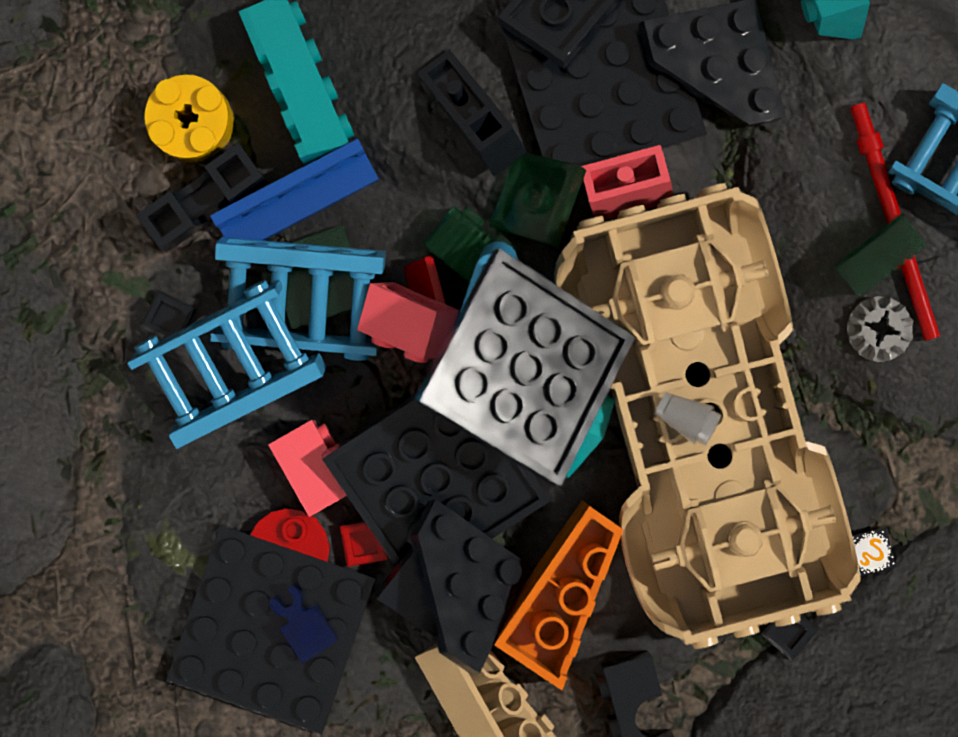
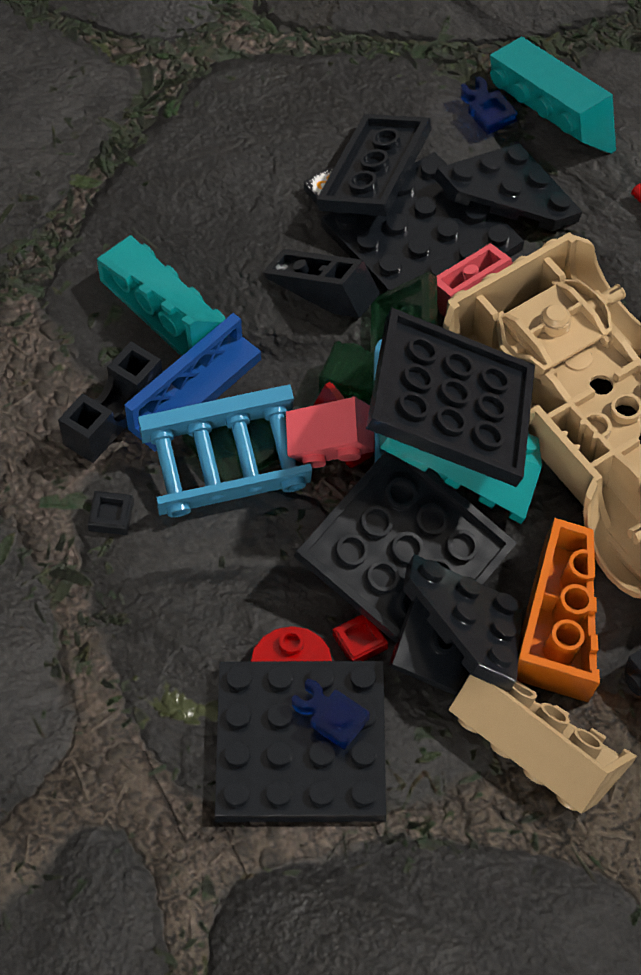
camera: 20 degrees left, 30 degrees down
(176, 98) = (78, 350): yellow brick -> none
(226, 404) = (191, 553): dark azure fence -> none
(302, 464) = (286, 585): coral brick -> none
(688, 417) = (609, 404): light grey cone -> none

